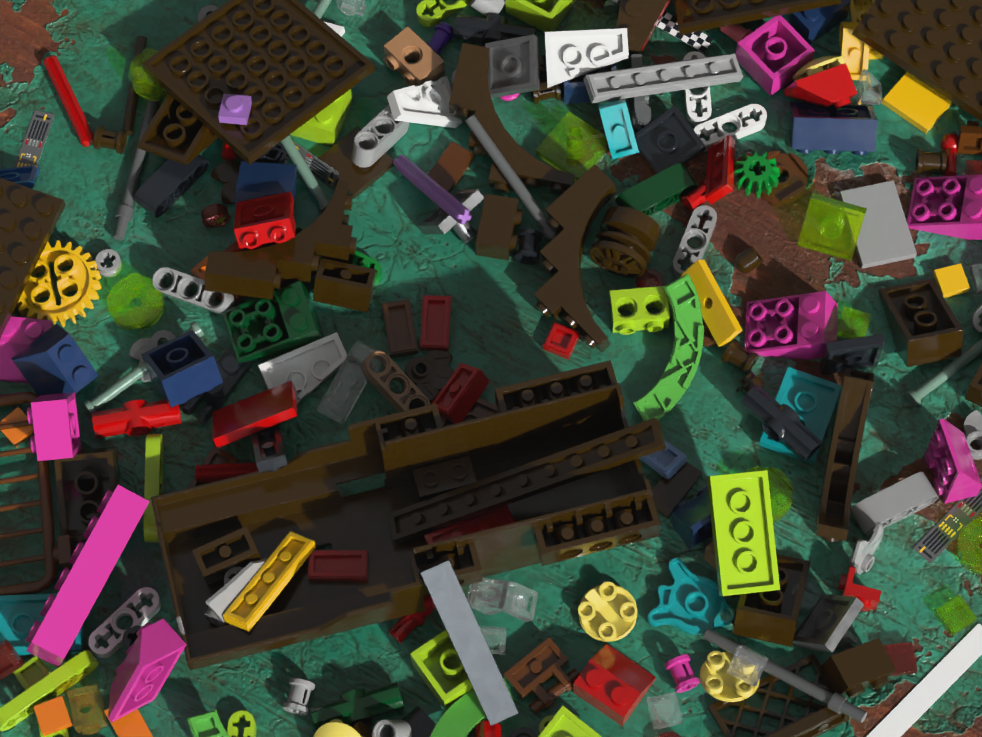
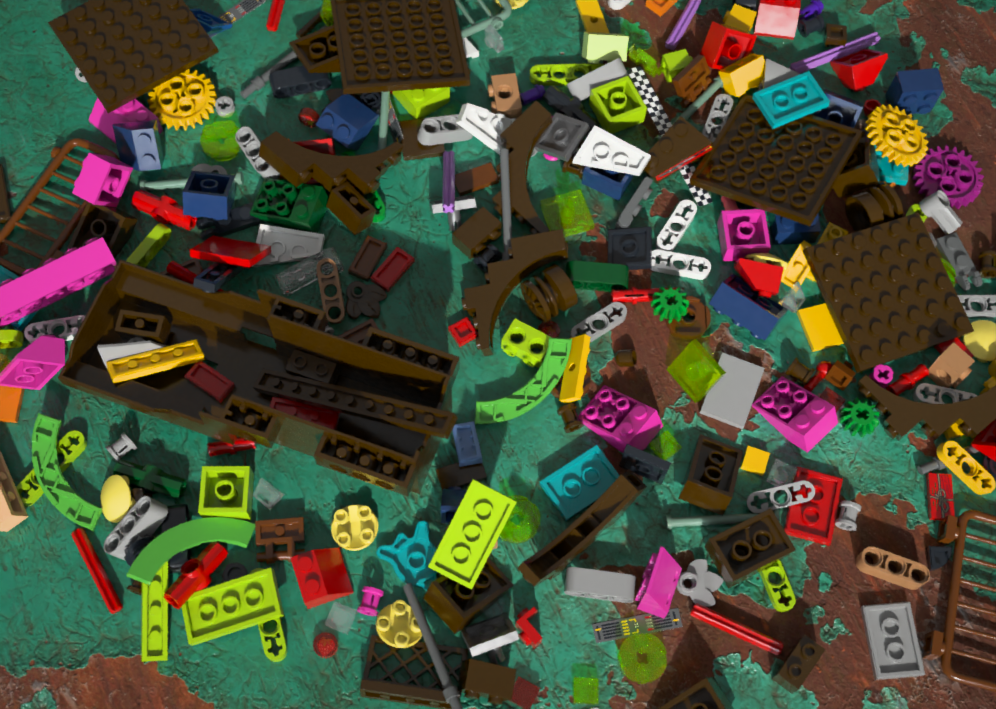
camera: 30 degrees right, 0 degrees up
(110, 139) = (283, 33): dark brown bush -> none
(235, 109) = (360, 54): medium lavender plate -> none
(265, 220) = (325, 134): red plate -> none
(461, 392) = (377, 317): red slope -> none
(468, 640) = (232, 480): tile -> none
(499, 596) = (294, 470): clear slope -> none
(618, 129) = (600, 218): tile -> none
(662, 78) = (655, 204): light grey tile -> none
(720, 169) = (648, 285): red tile -> none
(747, 665) = (412, 625): clear plate -> none
(750, 381) = (564, 439): dark brown plate -> none
(781, 423) = (560, 478): black piece -> none
(862, 555) = (550, 605): light grey plate -> none

